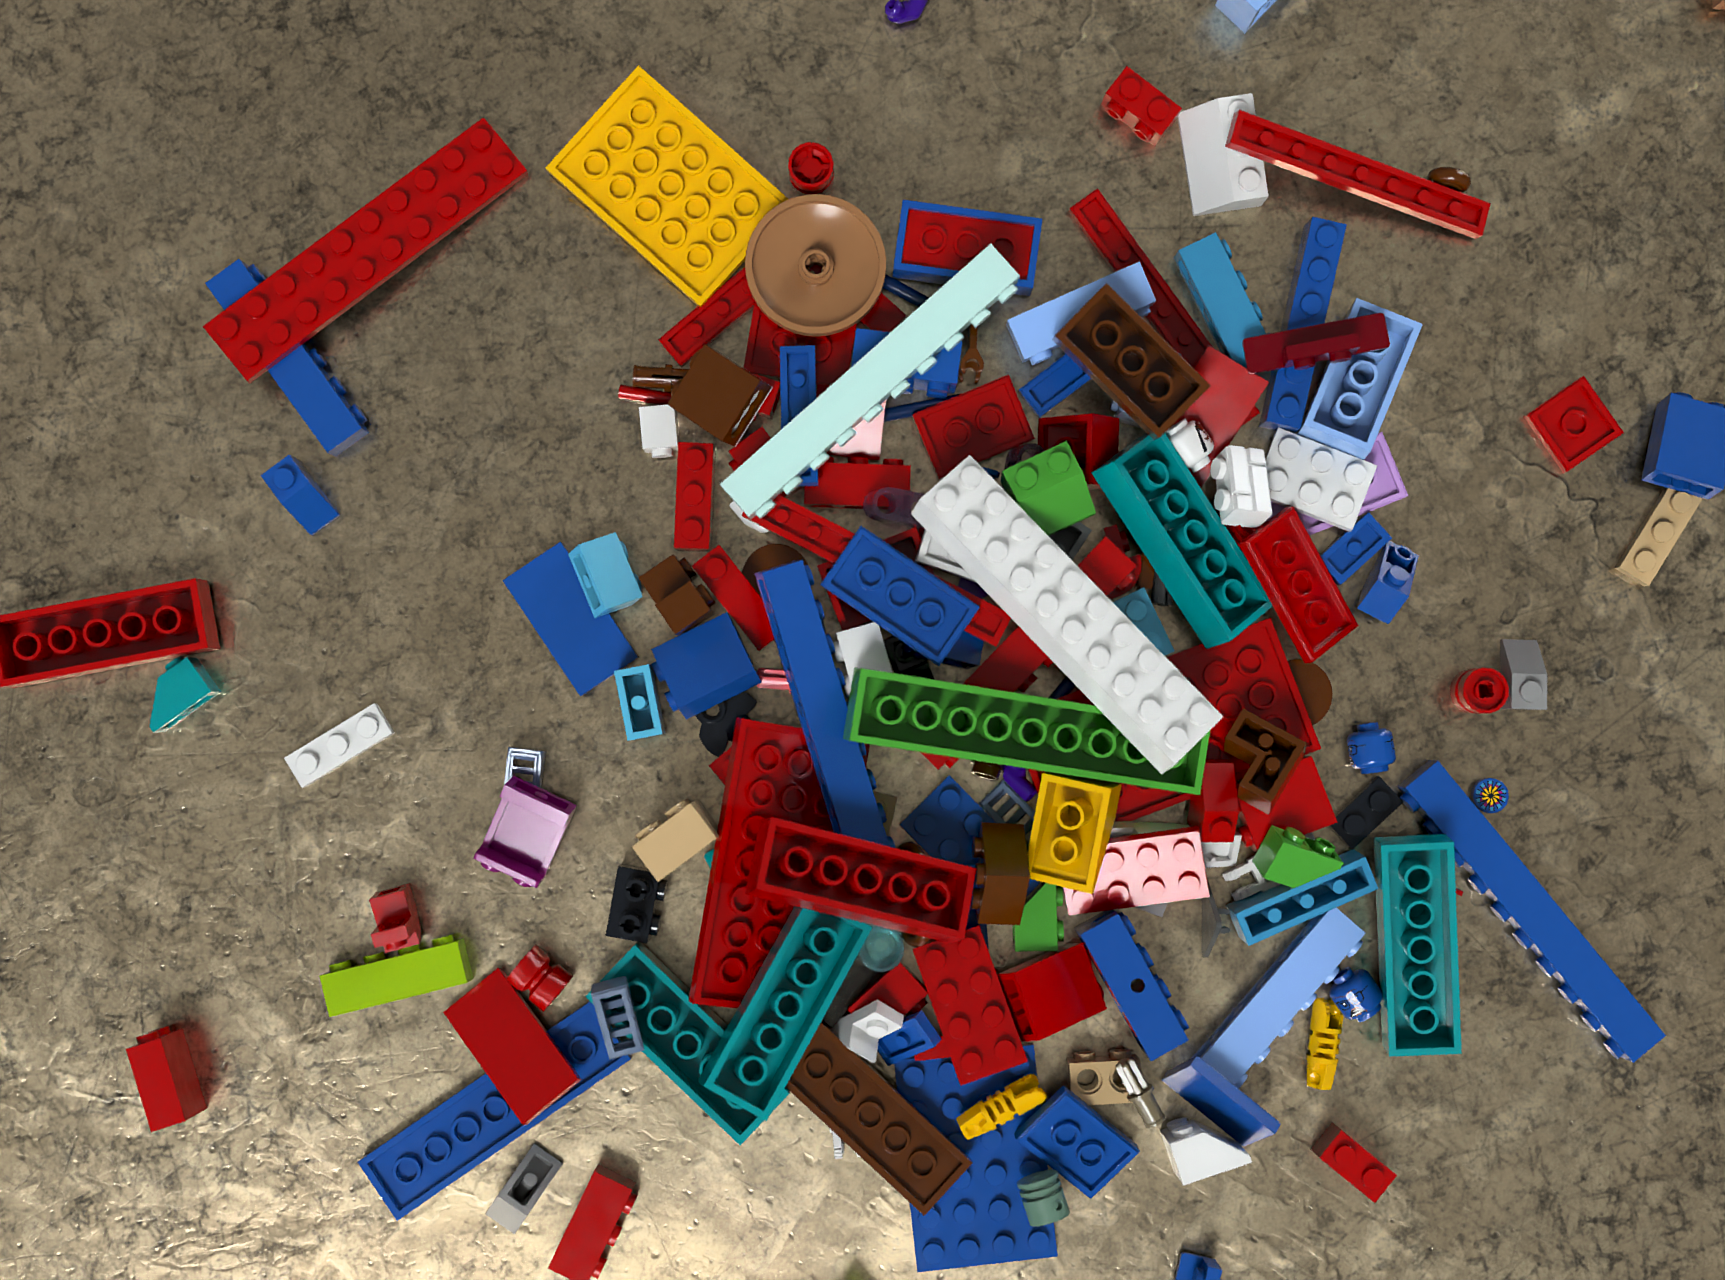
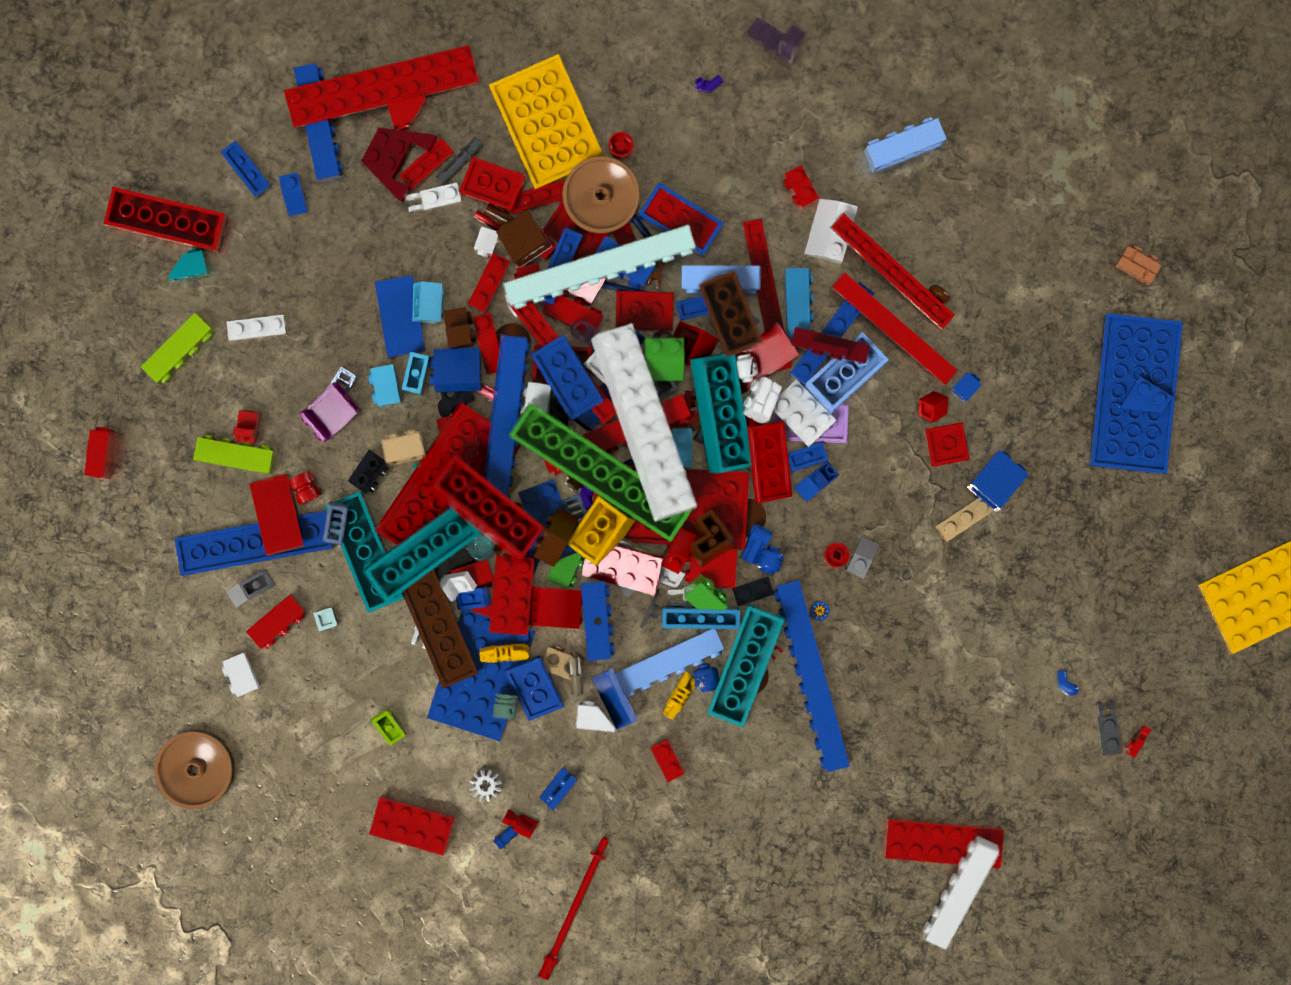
camera: 25 degrees right, 0 degrees up
(202, 488) = (245, 169): none -> blue plate
(221, 840) = (177, 349): none -> lime brick
(428, 273) = (406, 111): none -> red slope
(429, 356) = (389, 151): none -> dark red wing
(501, 345) = (426, 164): none -> red plate
(541, 395) = (435, 197): none -> white hinge
(550, 323) = (462, 157): none -> dark grey pin
(597, 746) = (385, 385): none -> medium azure brick
(626, 329) = (492, 184): none -> red plate
(673, 1182) = (325, 619): none -> light aqua plate
(1335, 724) = (758, 539): none -> blue piece
(1404, 268) = (894, 328): none -> red tile
(1524, 371) = (933, 406): none -> red panel
(1564, 313) = (966, 386): none -> blue brick

